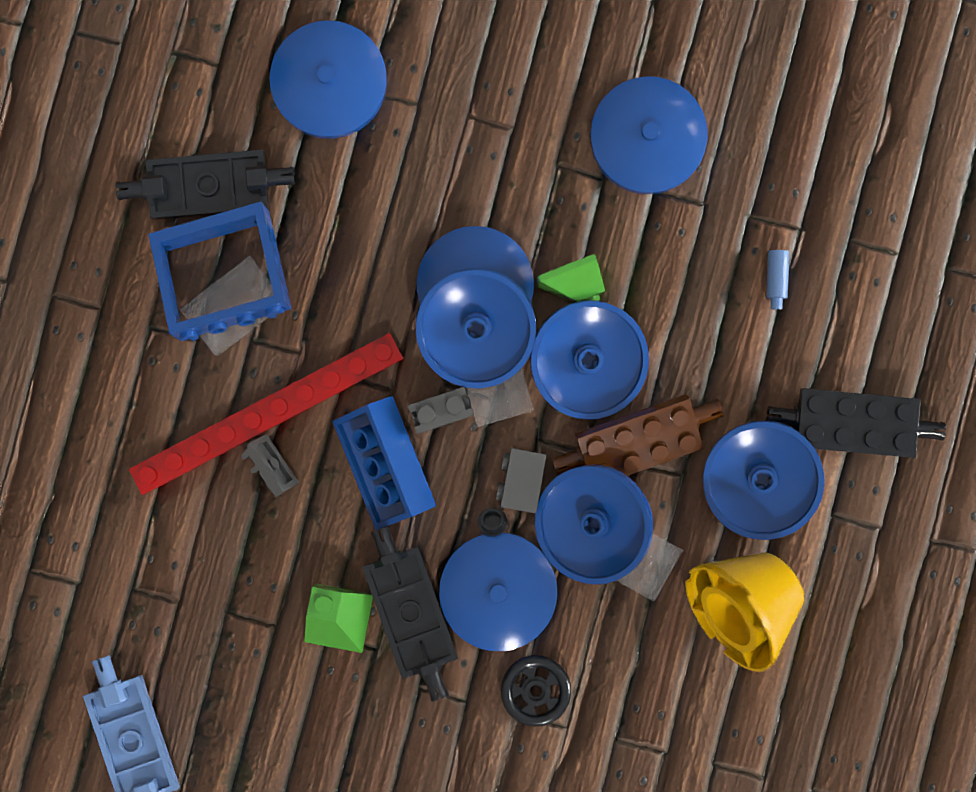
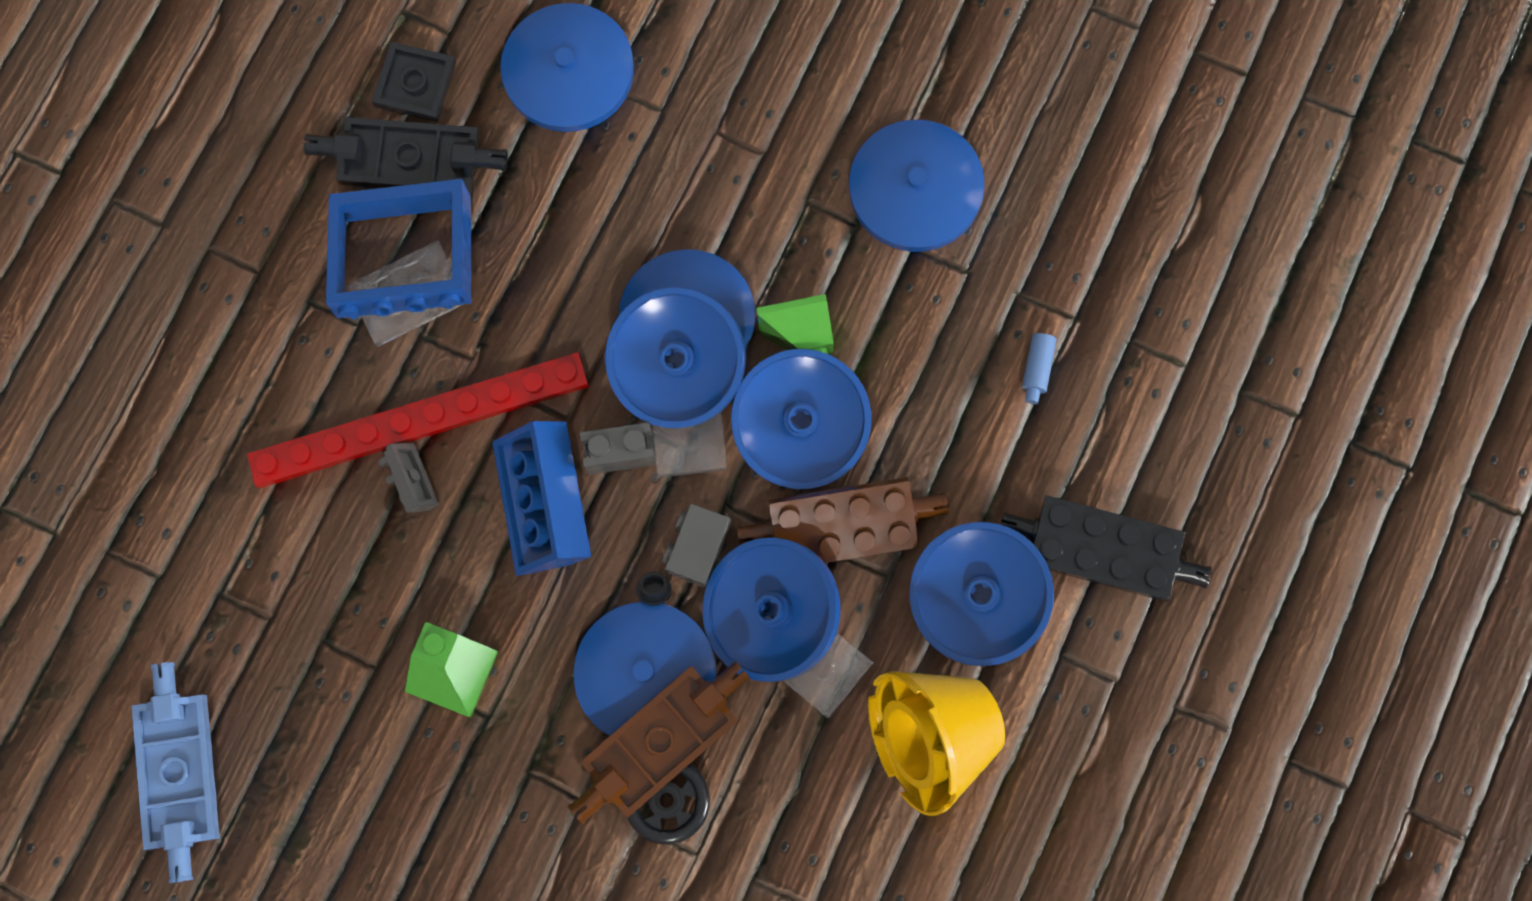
camera: 20 degrees right, 10 degrees down
(198, 116) = (414, 81): none -> black plate
(410, 613) = (535, 678): black plate -> none
(523, 649) = (658, 741): none -> reddish brown plate

